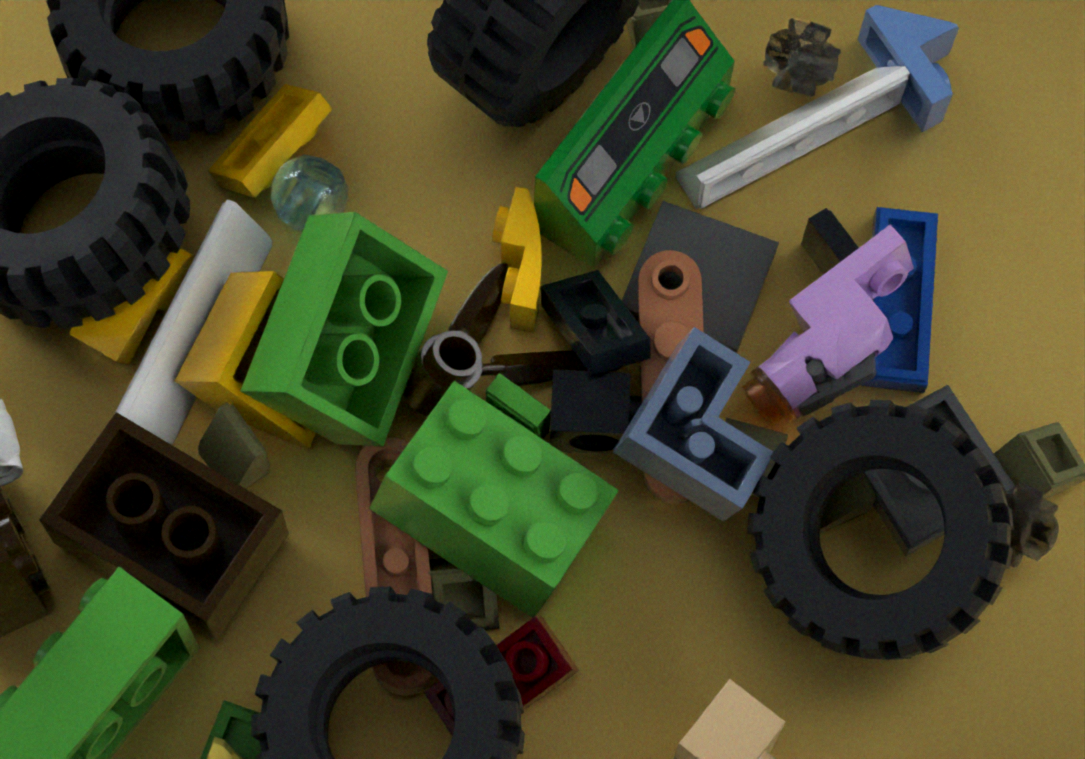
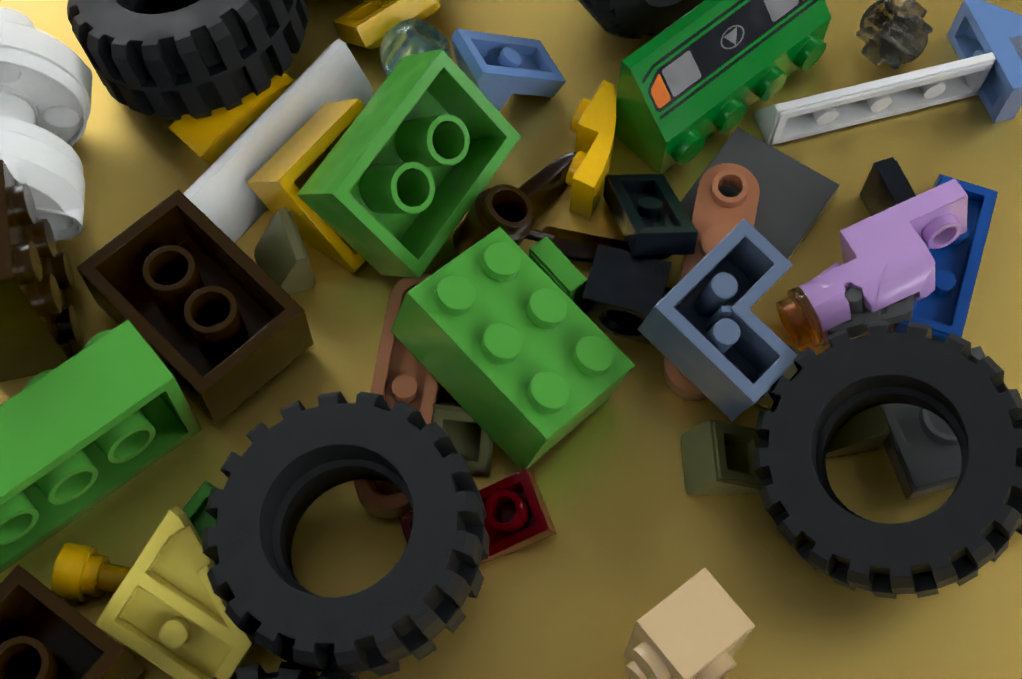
camera: 15 degrees right, 5 degrees down
(408, 188) = (506, 65): none -> medium blue slope
(718, 559) = (720, 459): none -> olive slope

